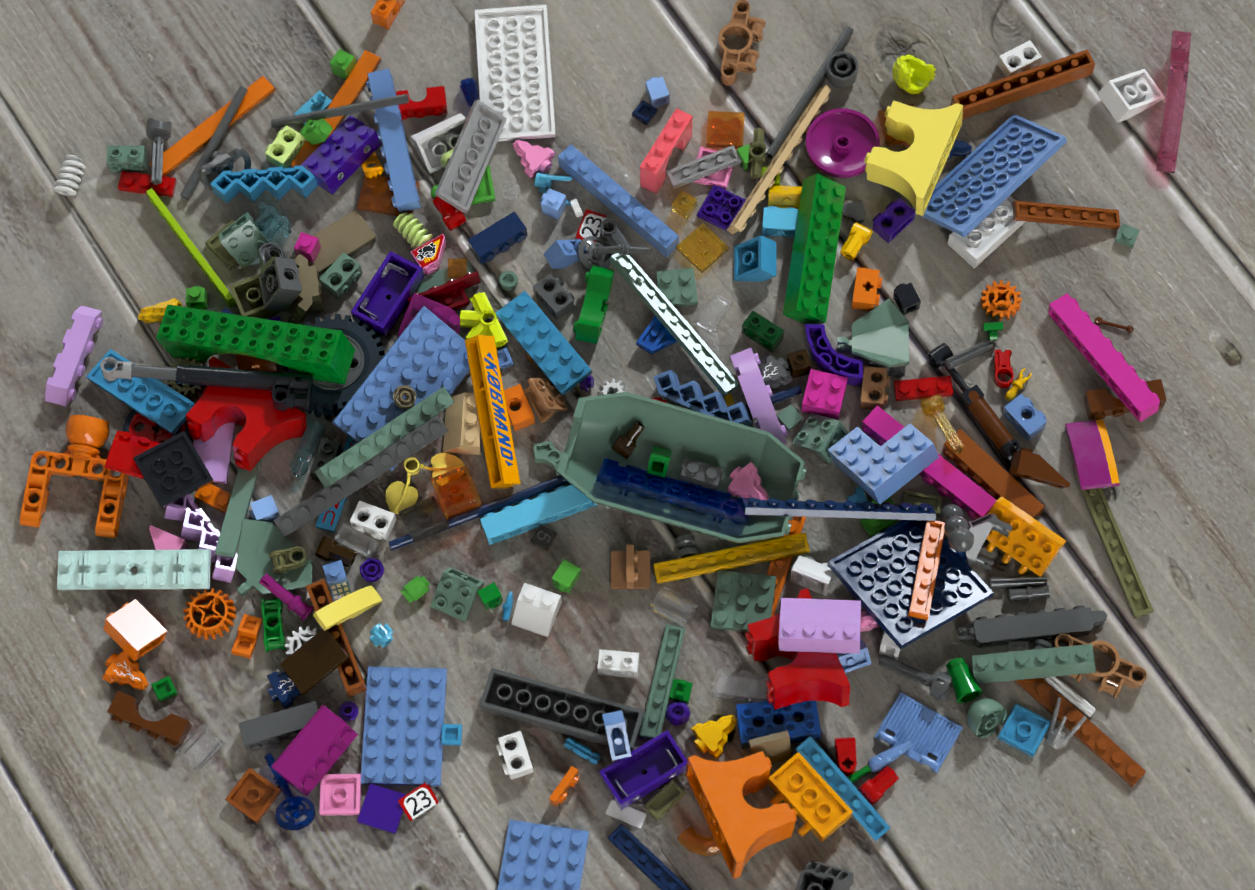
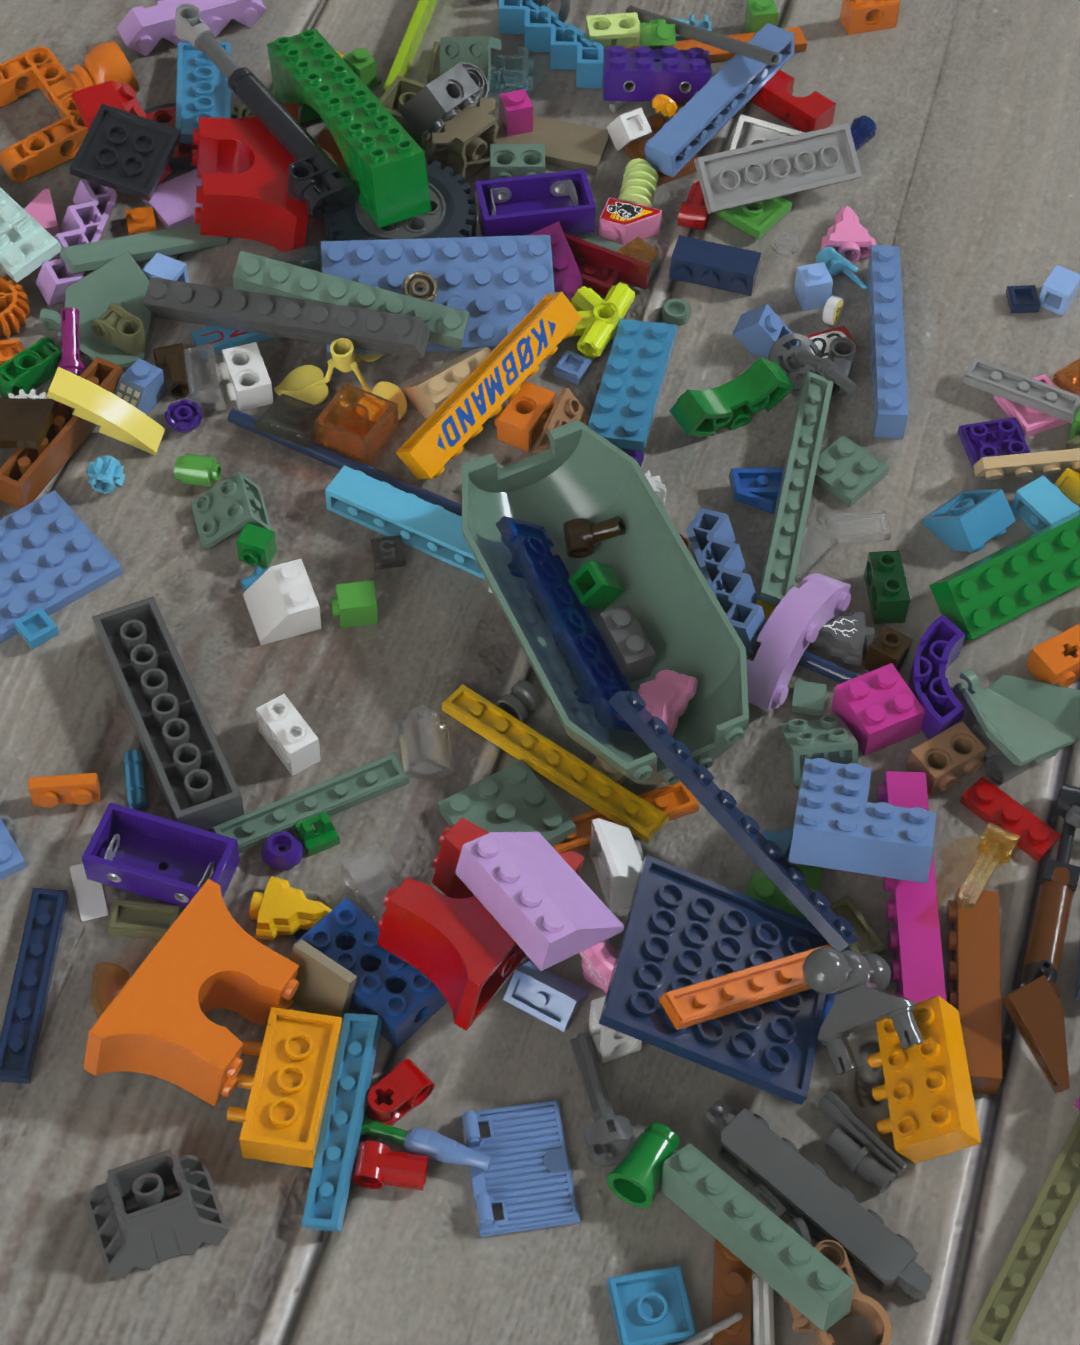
camera: 45 degrees right, 15 degrees down
(368, 200) = (628, 128): none -> white panel
(516, 69) = (929, 158): white plate -> none
(518, 754) = (68, 713): white brick -> none
(550, 298) = (701, 359): dark grey brick -> none
(616, 735) = (173, 780): medium blue slope -> none
(630, 569) = (432, 664): medium nougat bracket -> none
(675, 134) = (964, 326): coral arch -> none
(684, 209) = (956, 405): clear yellow plate -> none
(702, 248) = (925, 461): clear yellow tile -> none
(985, 716) = (617, 1235): sand green cylinder -> none

